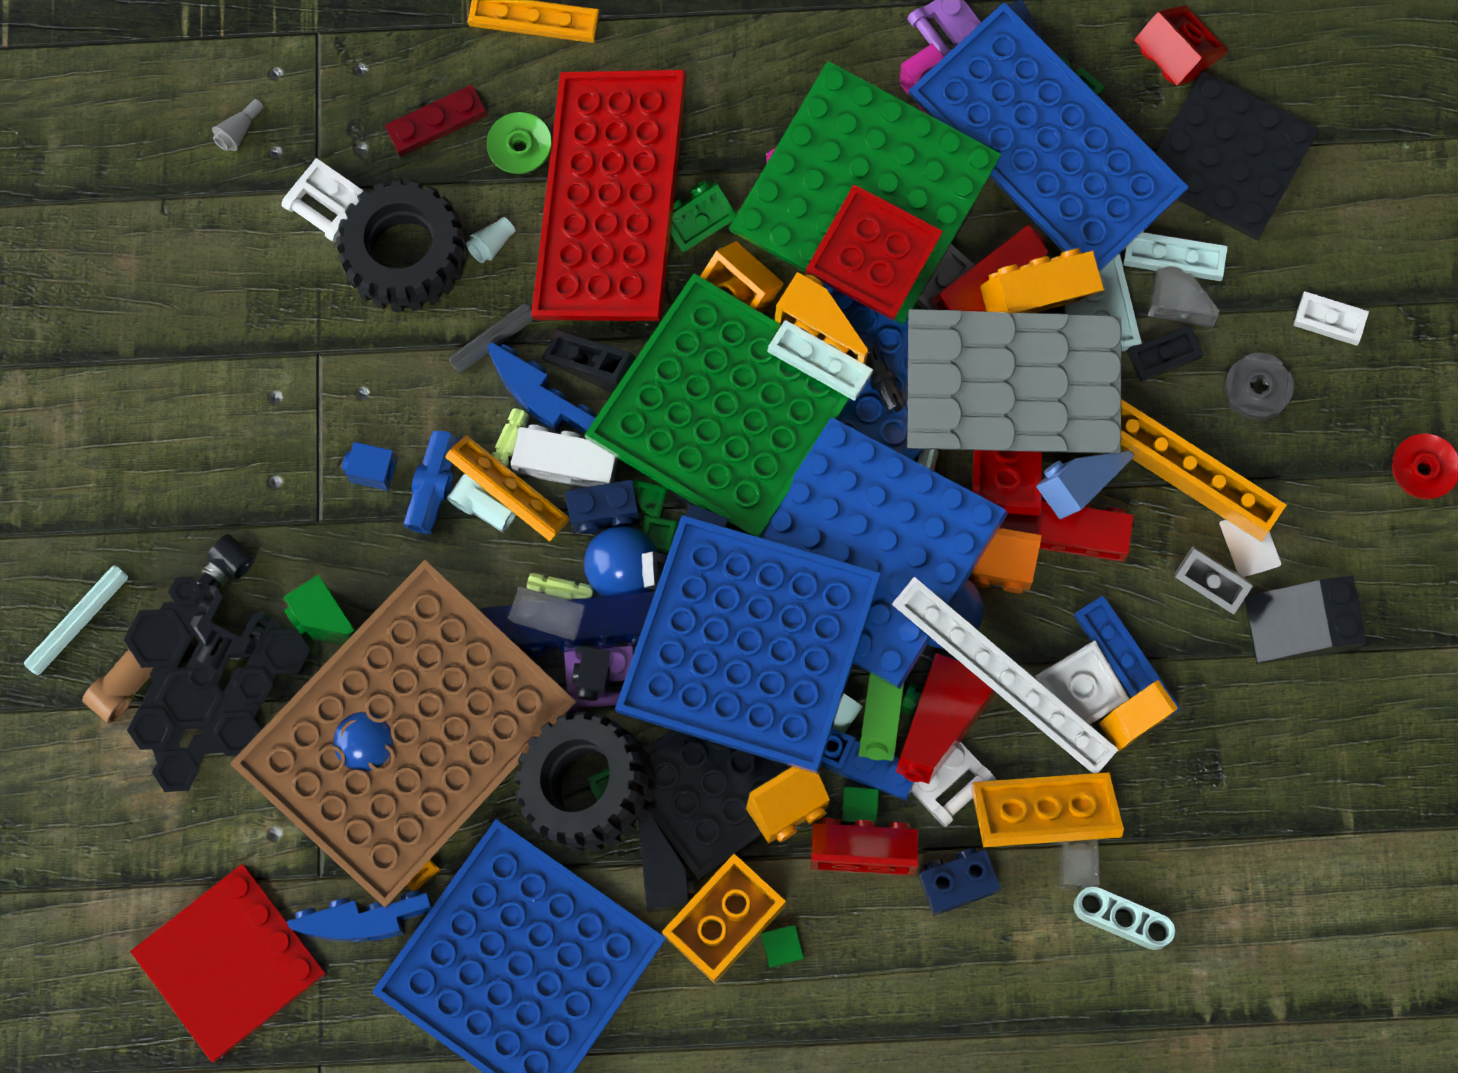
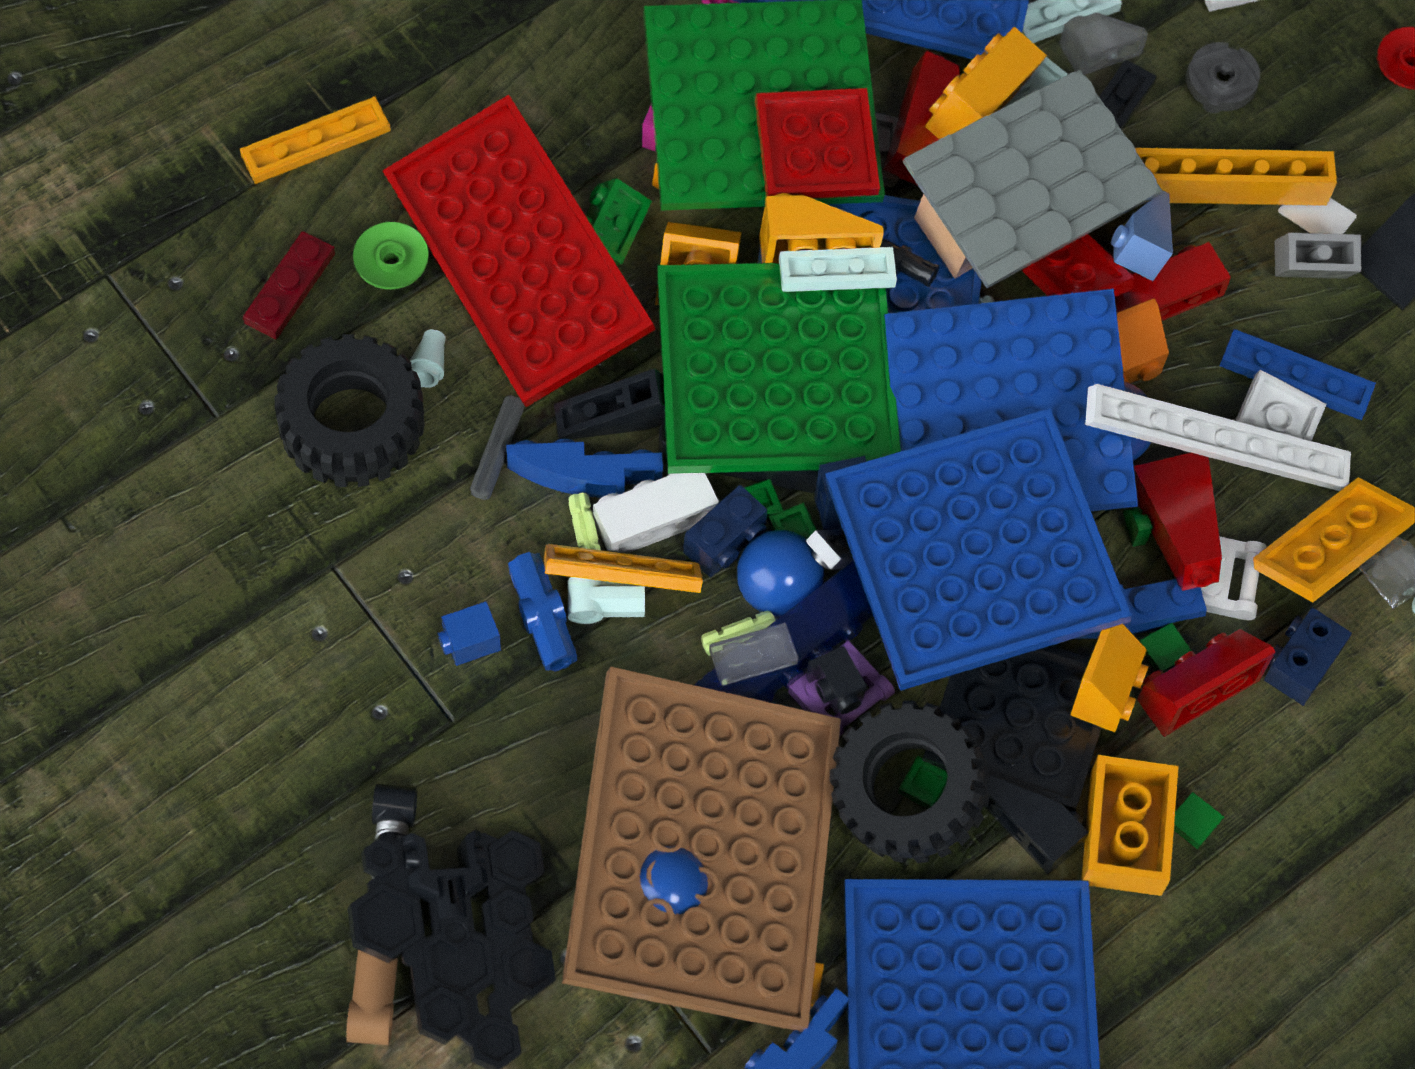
camera: 45 degrees left, 10 degrees down
(76, 620) = (276, 970): light aqua axle -> none
(231, 132) = (90, 410): light grey cone -> none
(318, 613) = (537, 796): green slope -> none
(328, 189) = (234, 407): white plate -> none
(880, 720) = (1134, 549): bright green slope -> none
(1138, 715) = (1348, 407): light orange slope -> none

